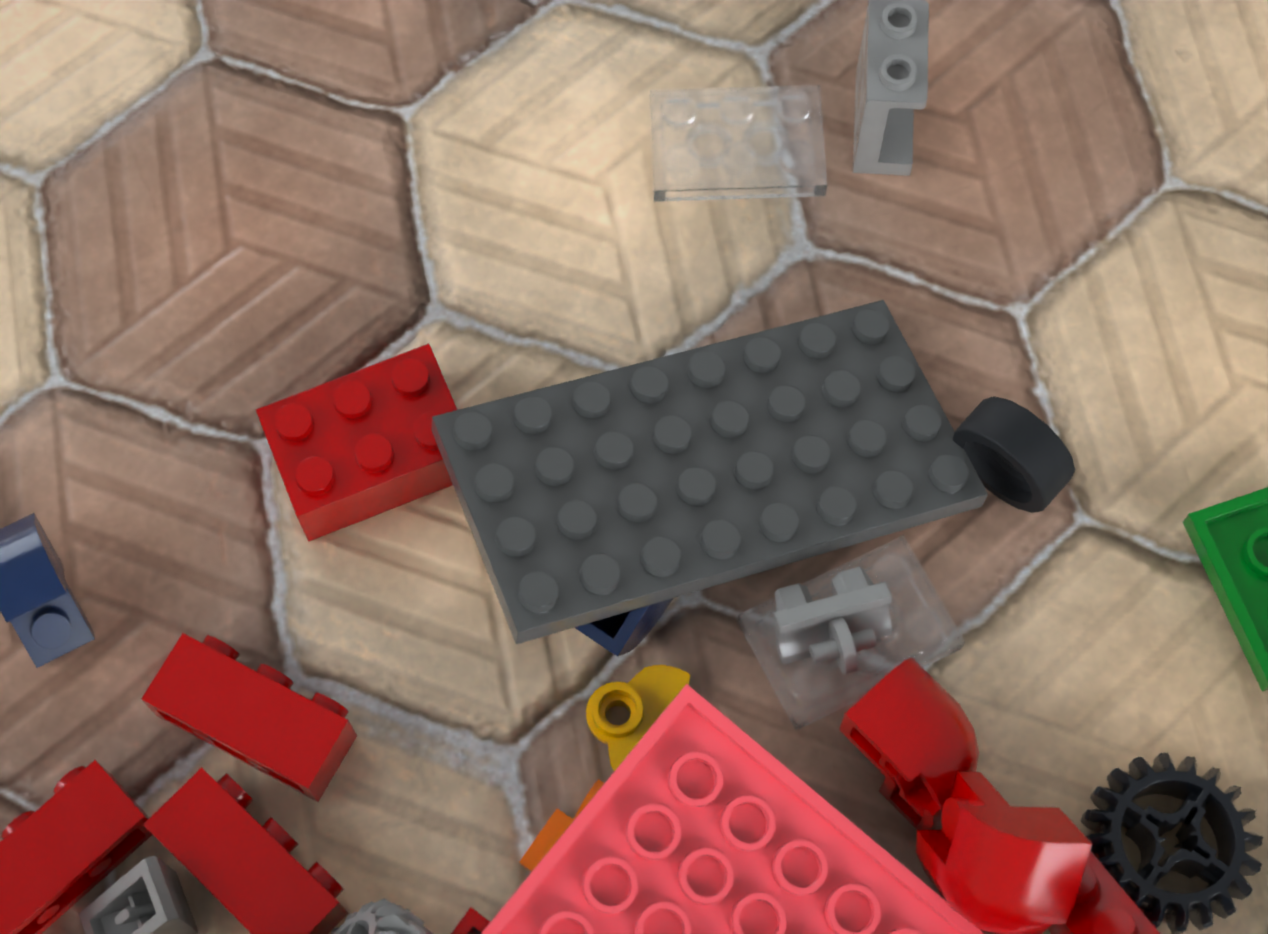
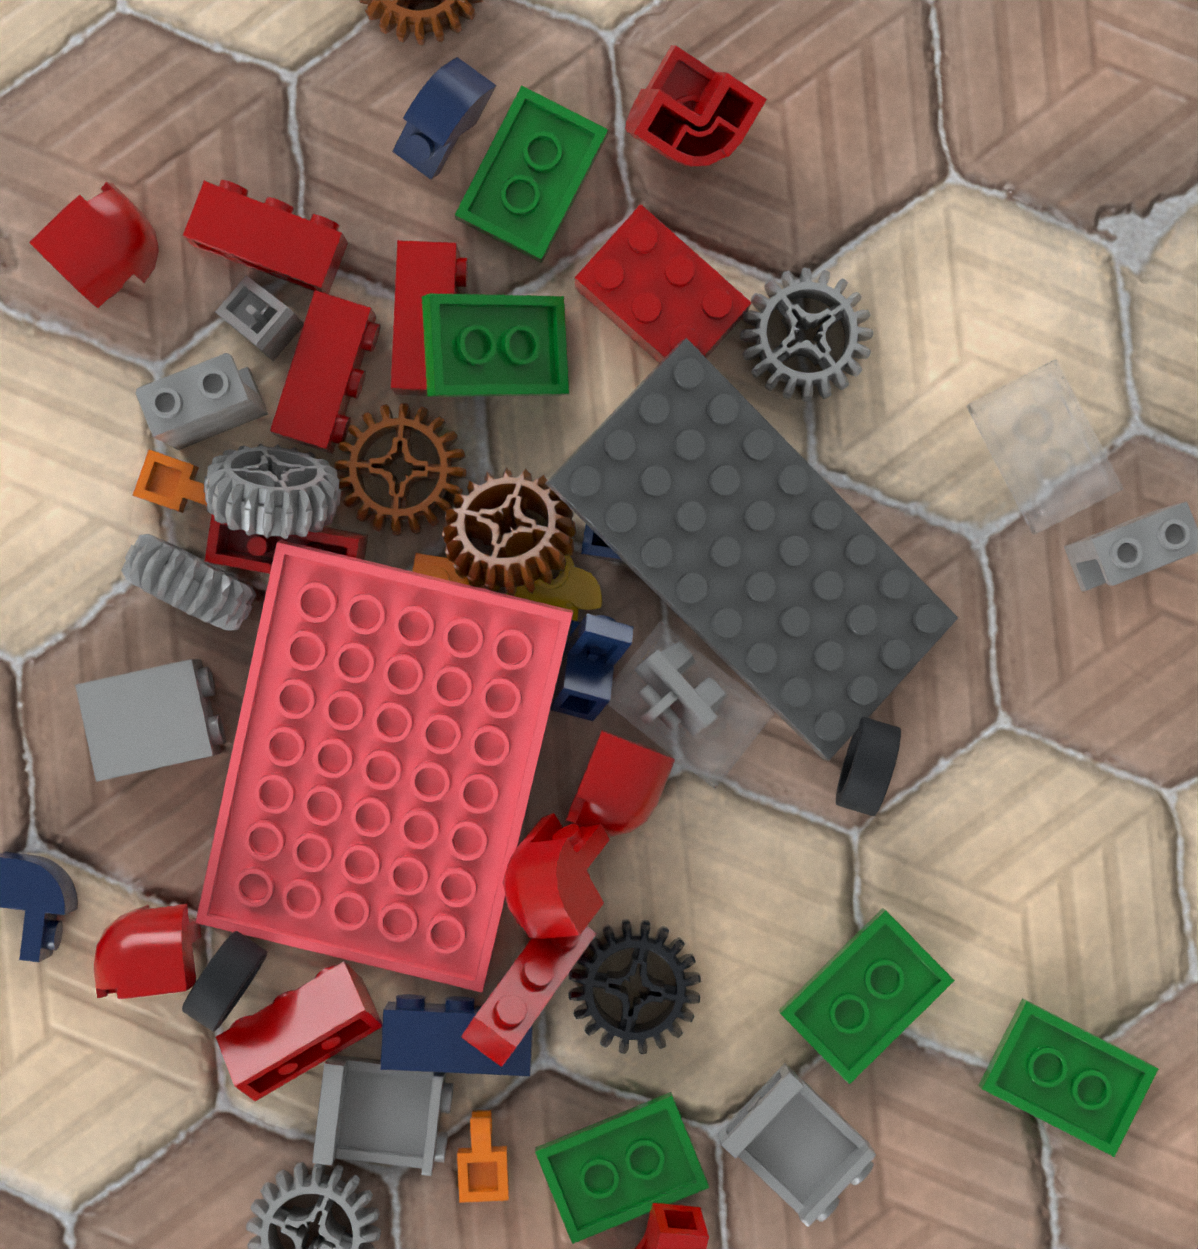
camera: 65 degrees right, 20 degrees up
(155, 524) = (531, 174): none -> green plate
(188, 316) = (693, 111): none -> red brick
(323, 645) = (495, 345): none -> green plate
(424, 802) = (401, 445): none -> dark orange gear
(486, 270) = (794, 315): none -> light grey gear
(522, 758) = (522, 554): none -> dark orange gear
(774, 718) = (589, 664): none -> dark blue brick

